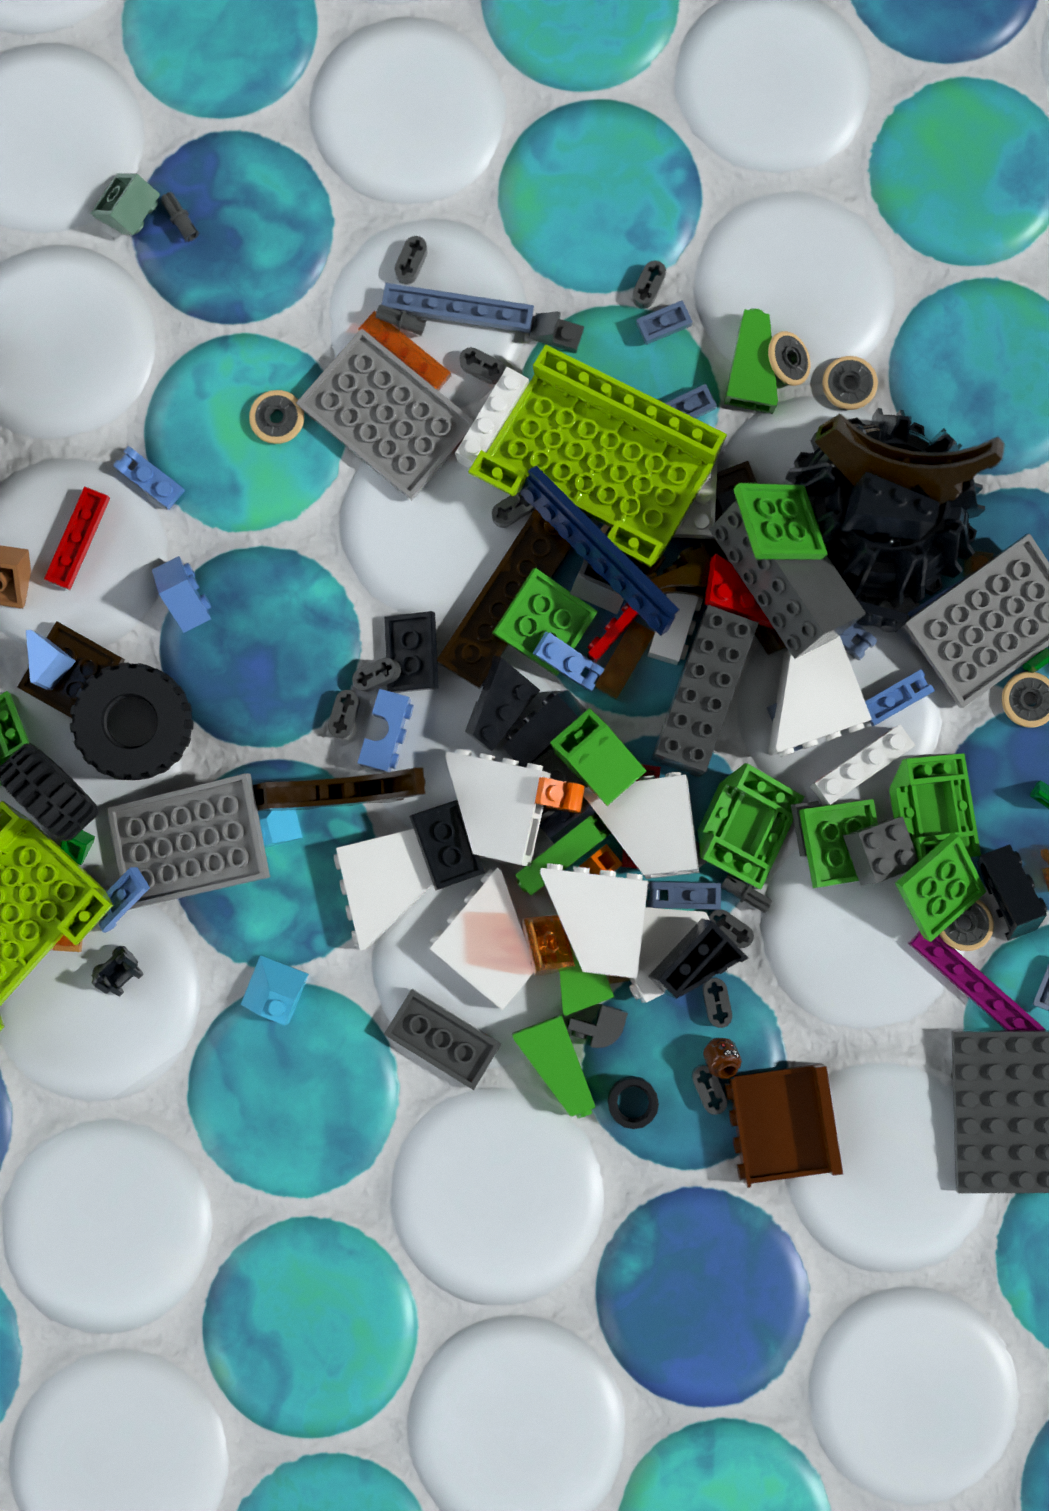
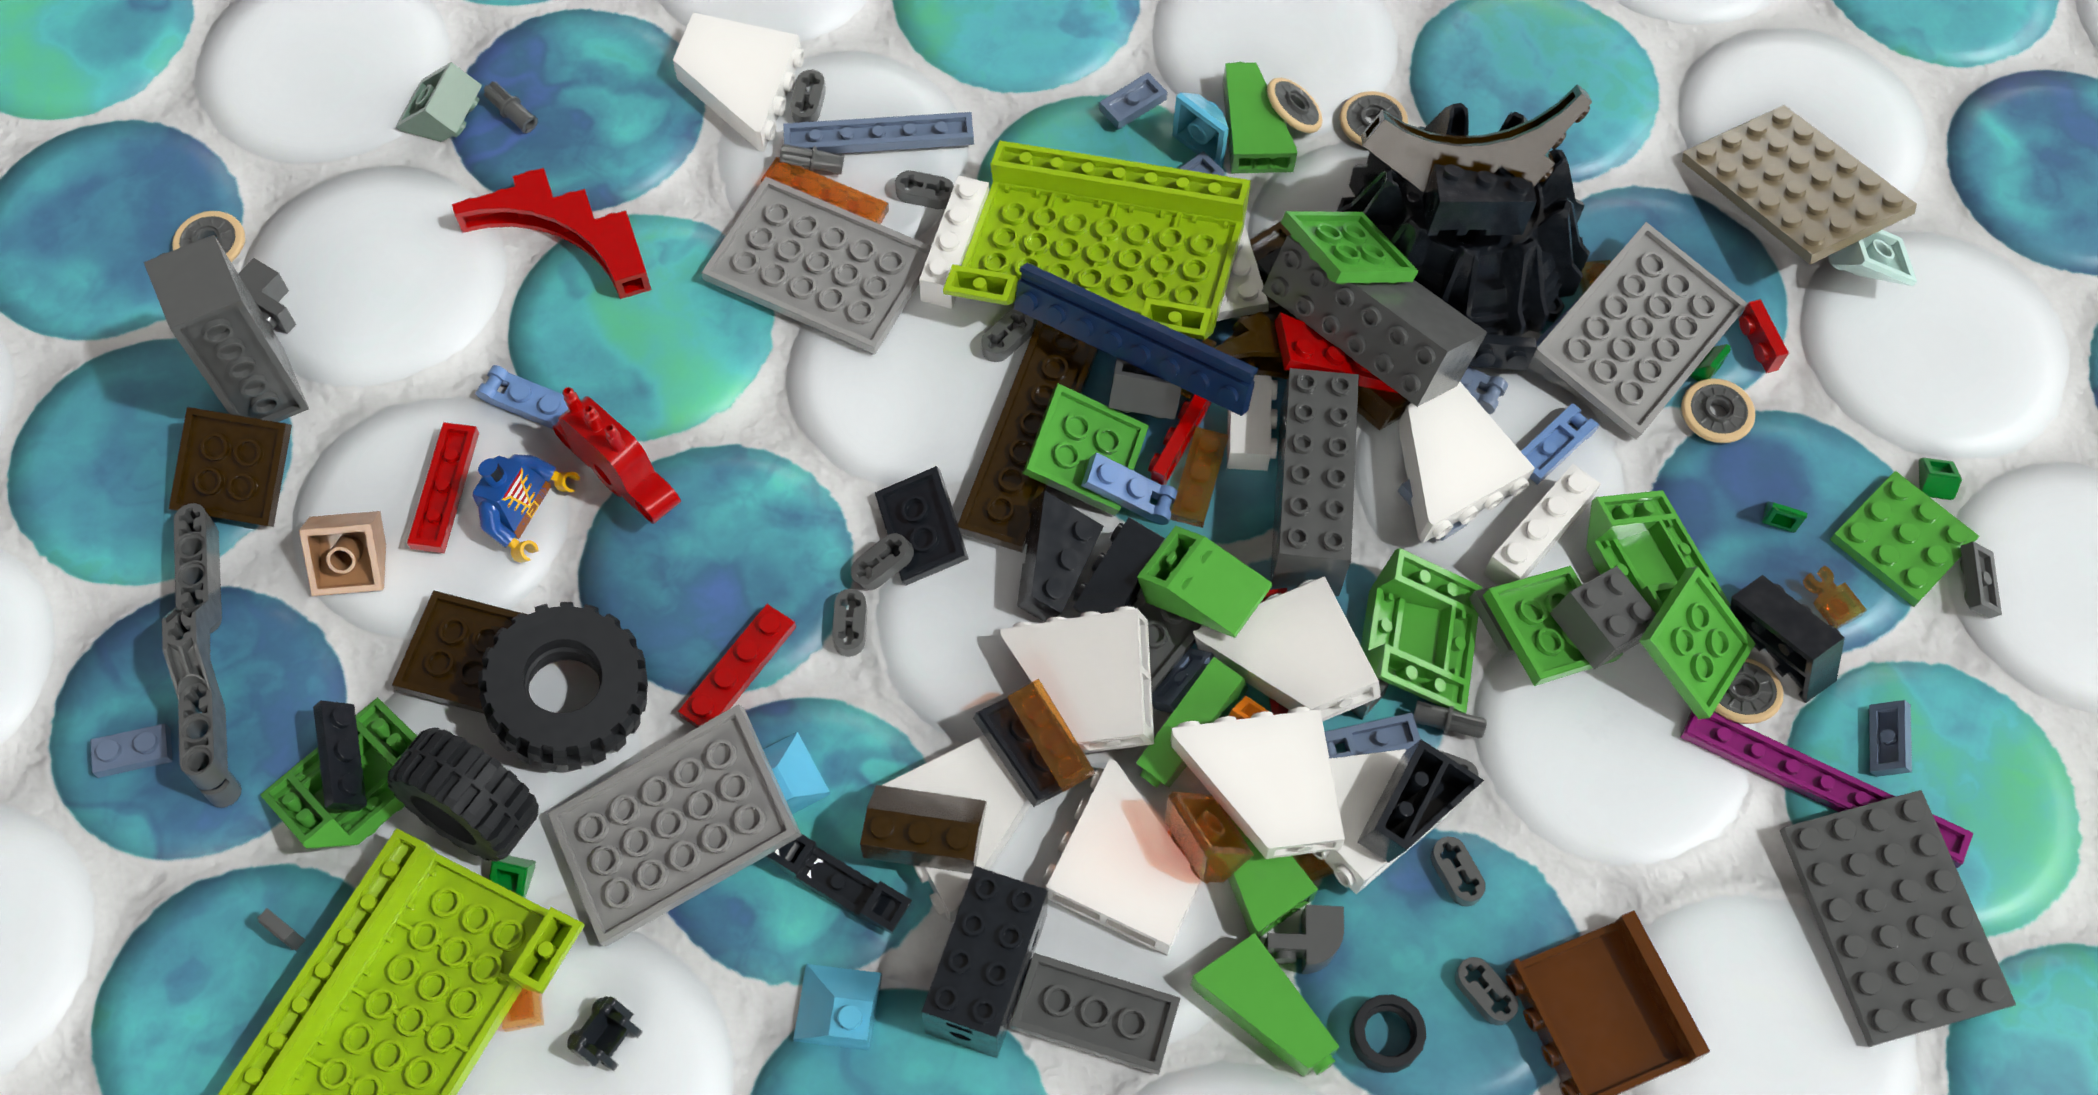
camera: 20 degrees left, 20 degrees down
(46, 661) = (435, 629): light blue slope -> none
(122, 559) = (511, 495): none -> blue torso
(123, 895) = (598, 912): medium blue plate -> none
(179, 592) = (597, 513): medium blue brick -> none
(199, 552) = (614, 456): none -> red piece
(209, 328) = (567, 216): none -> red arch
(258, 730) = (738, 667): none -> red plate
(276, 432) = (684, 313): wheel -> none
(296, 908) = (841, 883): none -> black slope
(340, 791) = (875, 712): dark brown arch -> none
(355, 888) = (923, 829): none -> dark brown slope
(362, 225) = (739, 72): none -> white slope
(374, 993) = (985, 961): none -> black piece
(382, 754) = (910, 657): medium blue arch -> none
(458, 845) = (1051, 735): none -> clear orange plate
(556, 332) = (996, 128): dark grey slope -> none
(559, 795) = (1171, 639): orange brick -> none
(654, 287) = (1098, 66): dark grey beam -> none
(710, 360) = (1200, 126): none -> medium azure slope
(722, 1057) = (1490, 937): reddish brown head -> none

